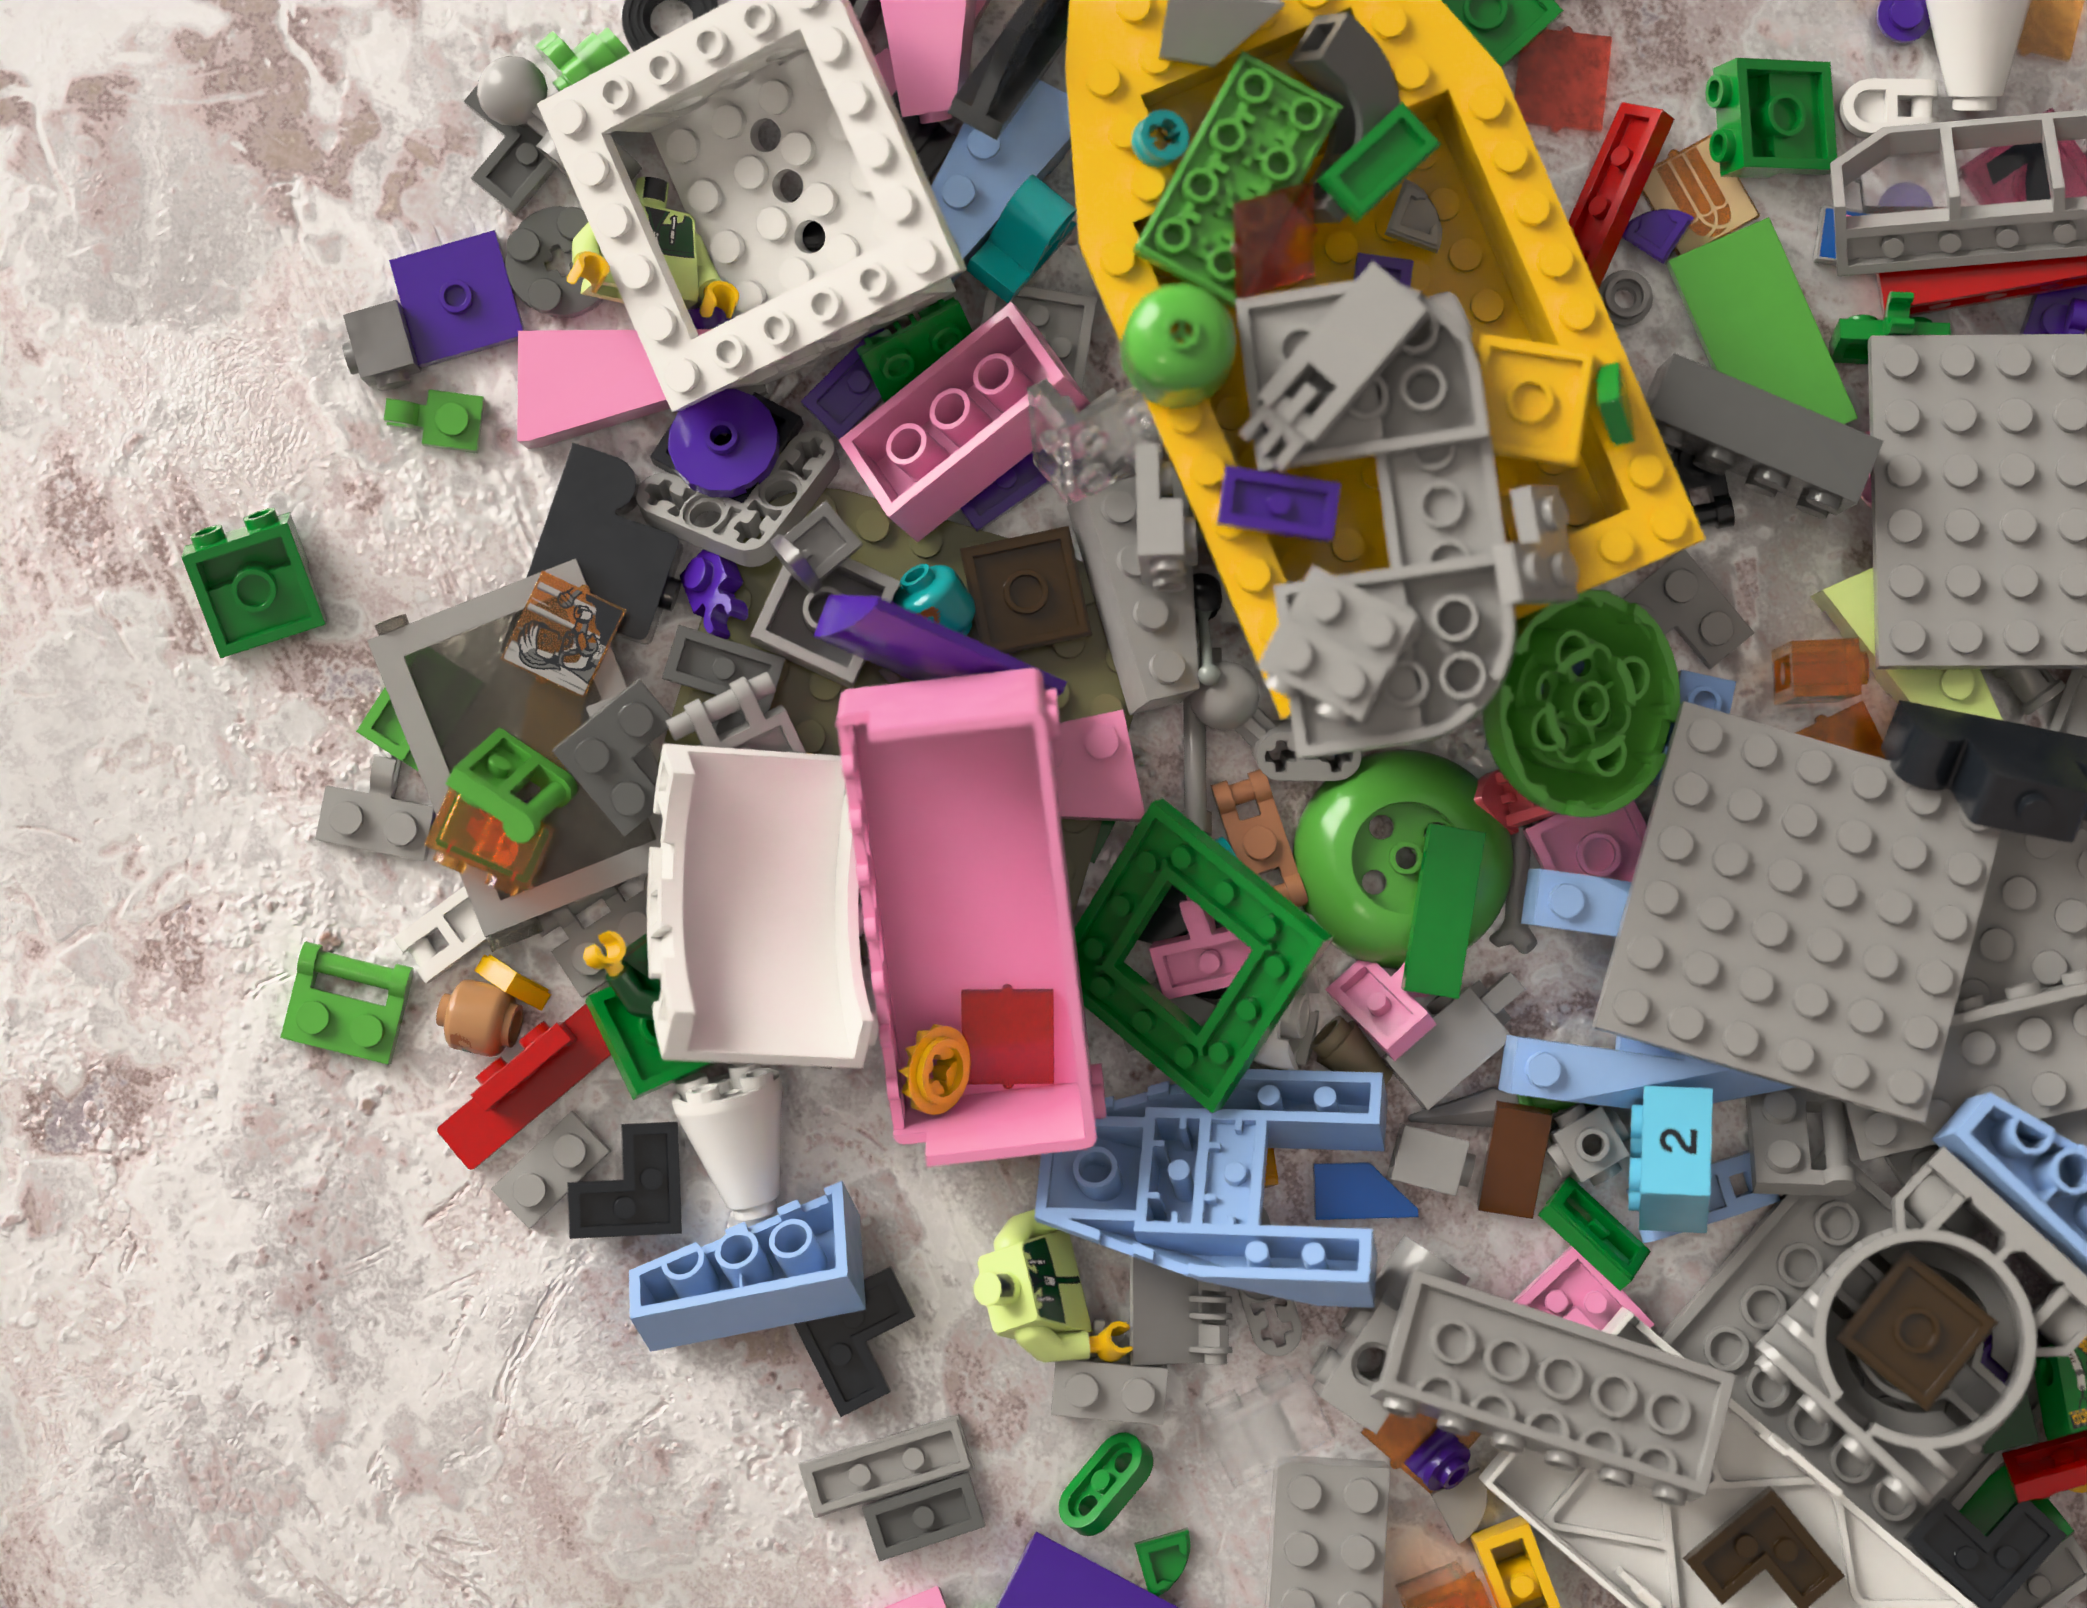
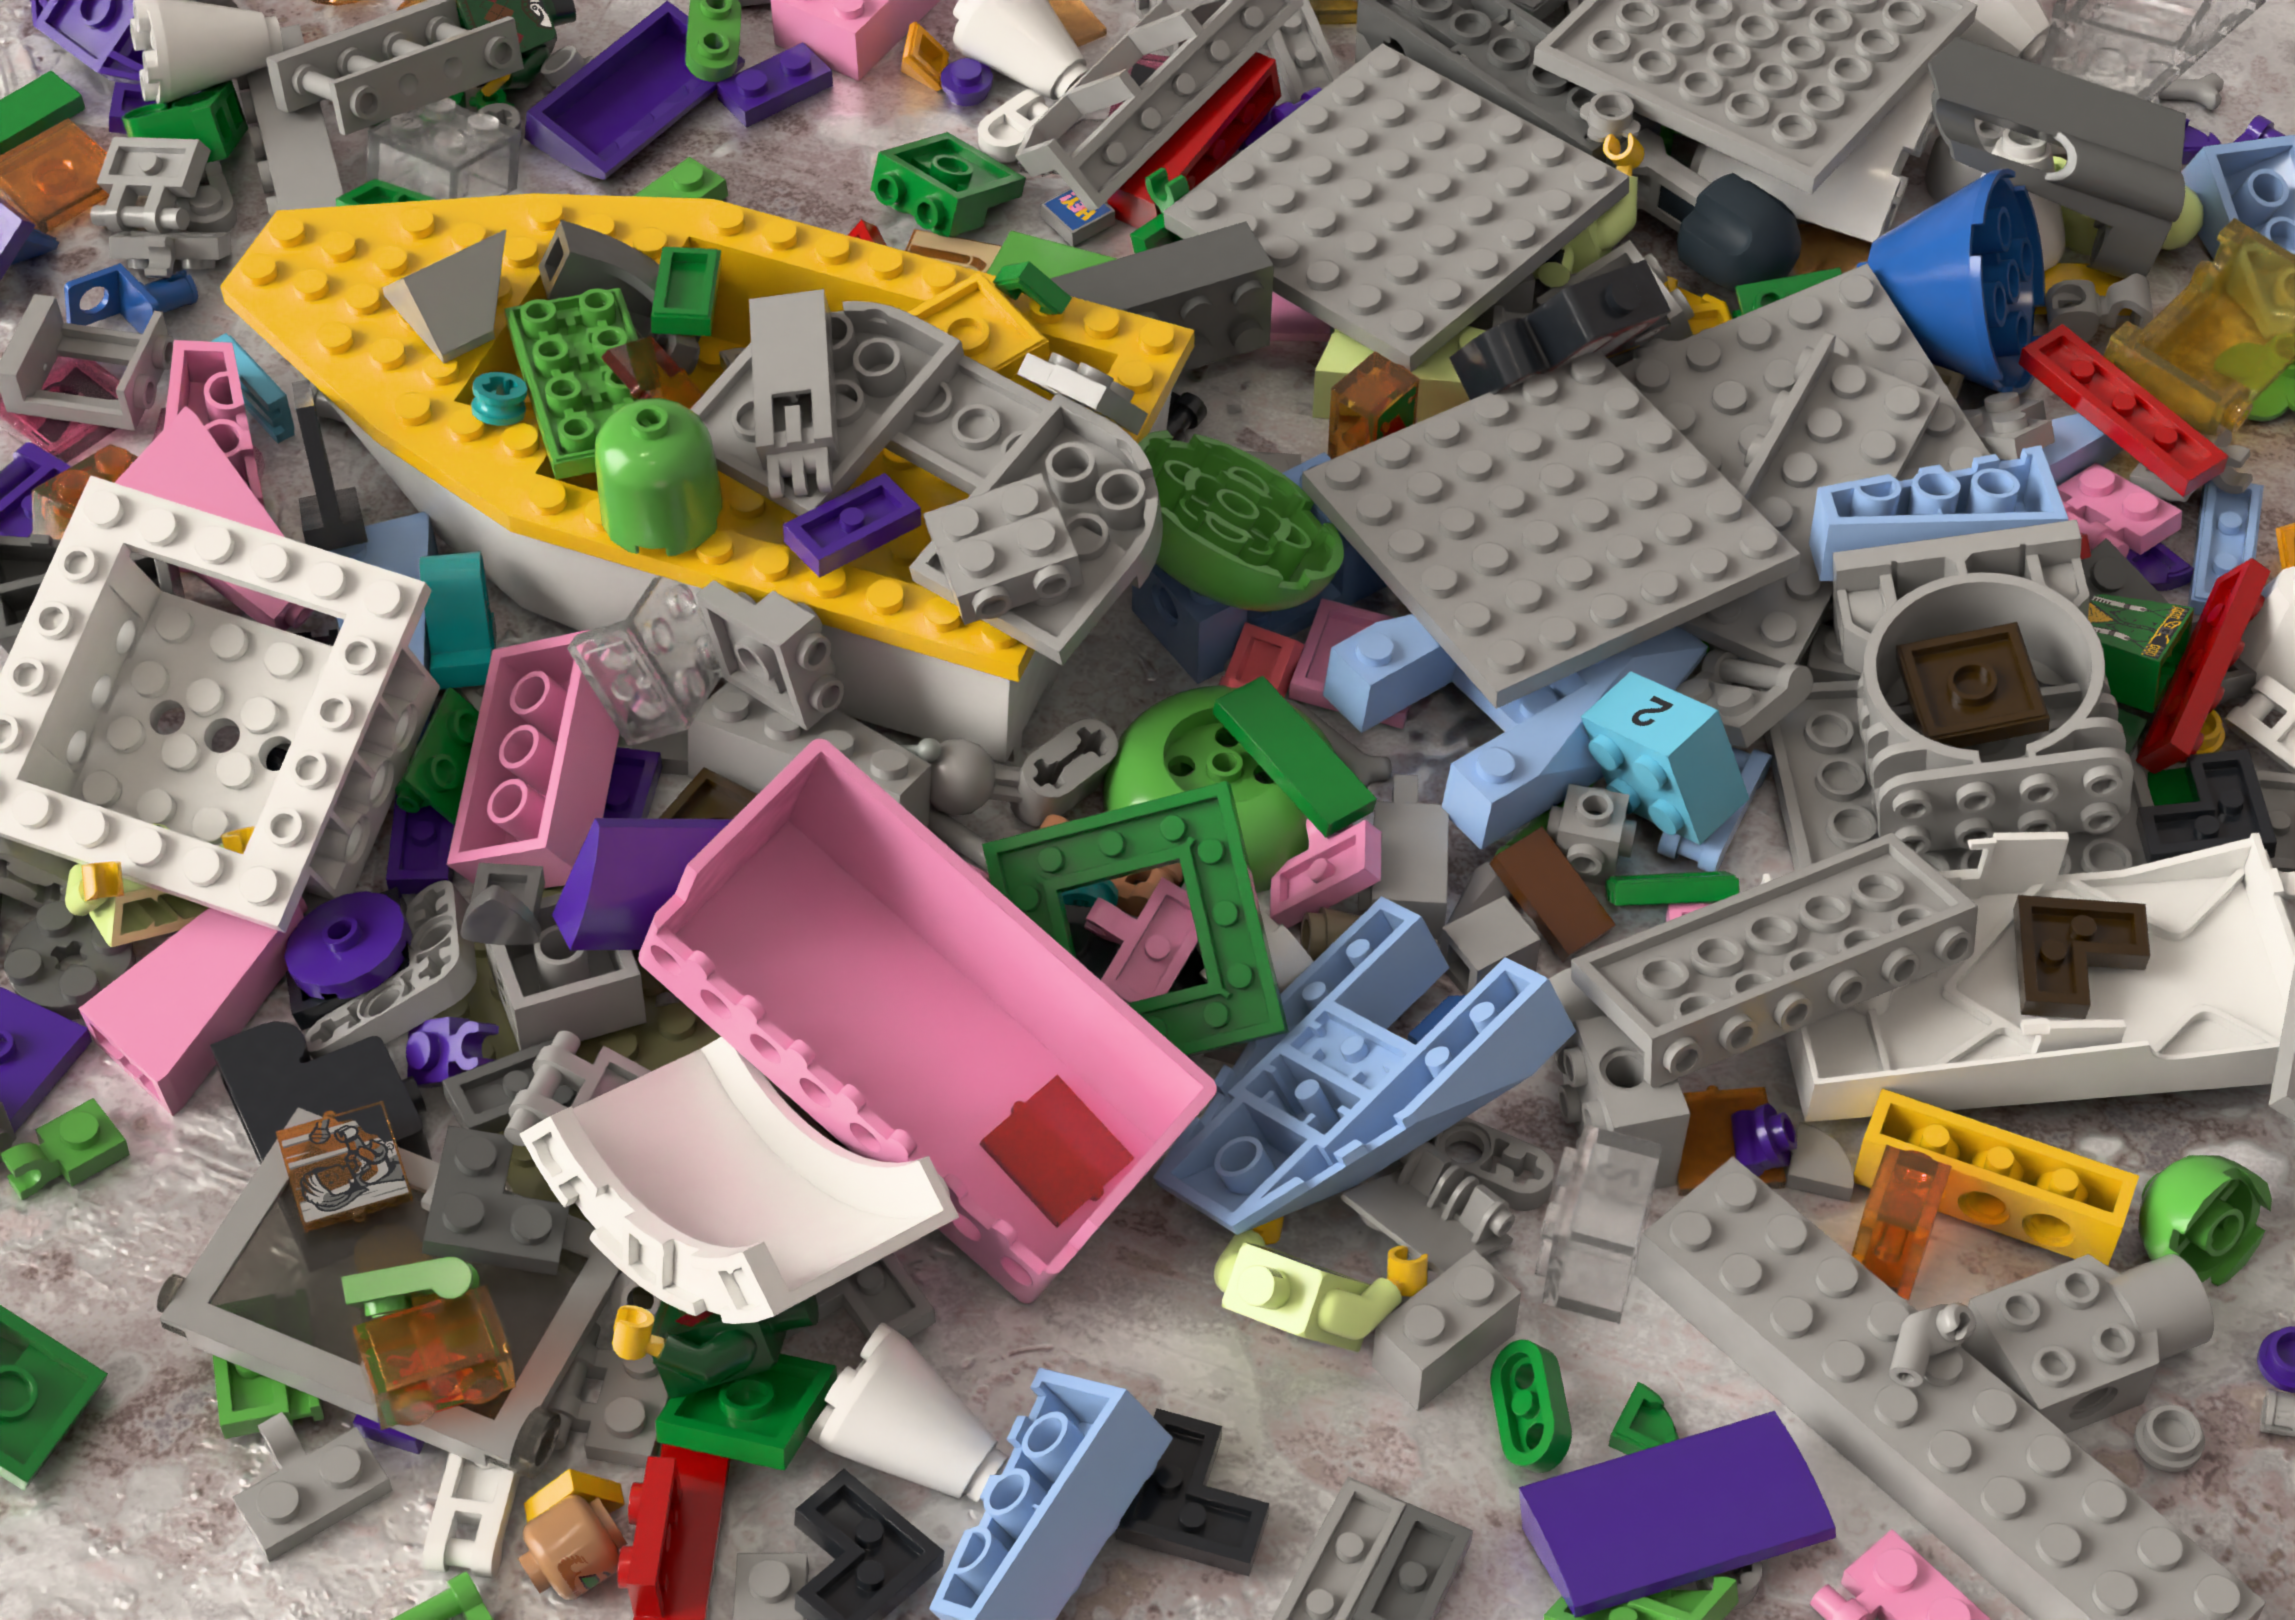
camera: 45 degrees left, 35 degrees down
(949, 1074) = (1024, 1204): gear -> none

